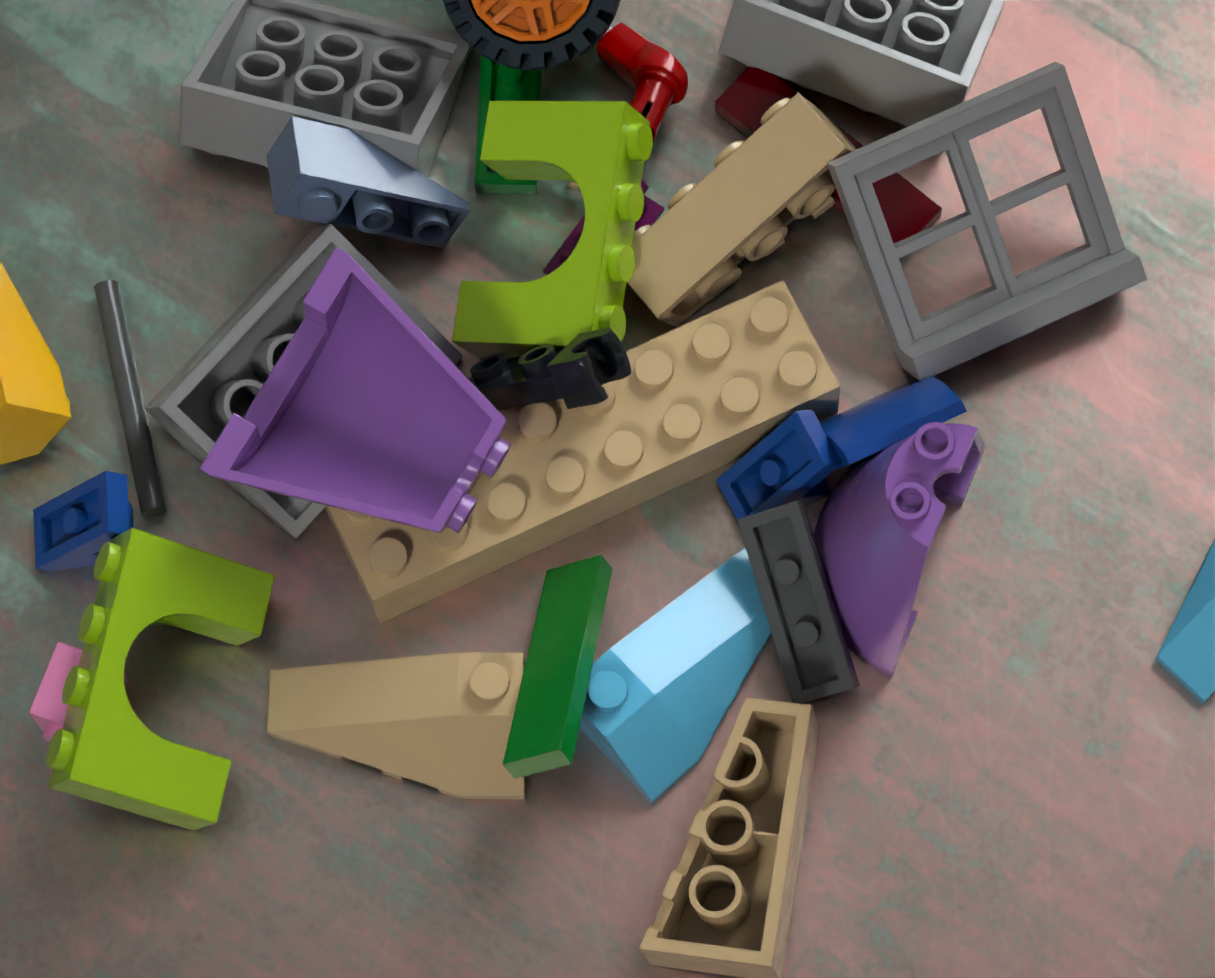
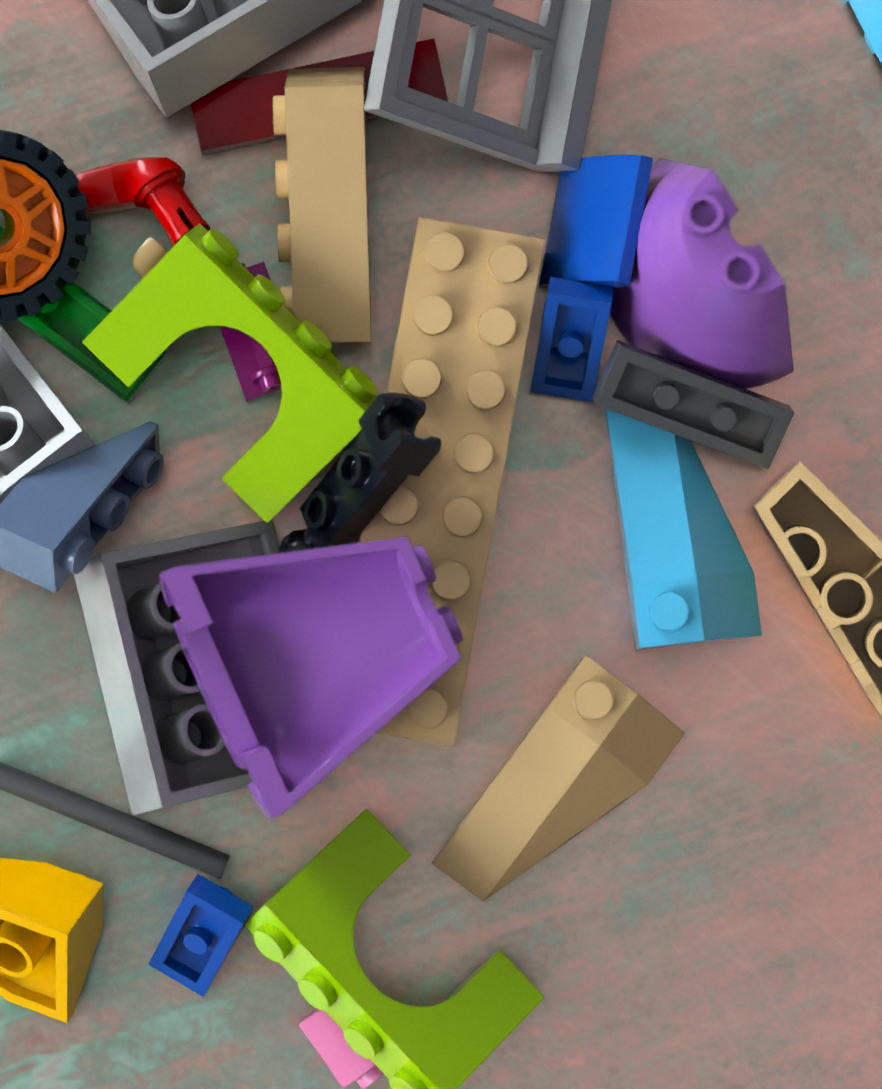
camera: 65 degrees left, 15 degrees up
(558, 667) = (619, 636): green tile -> none

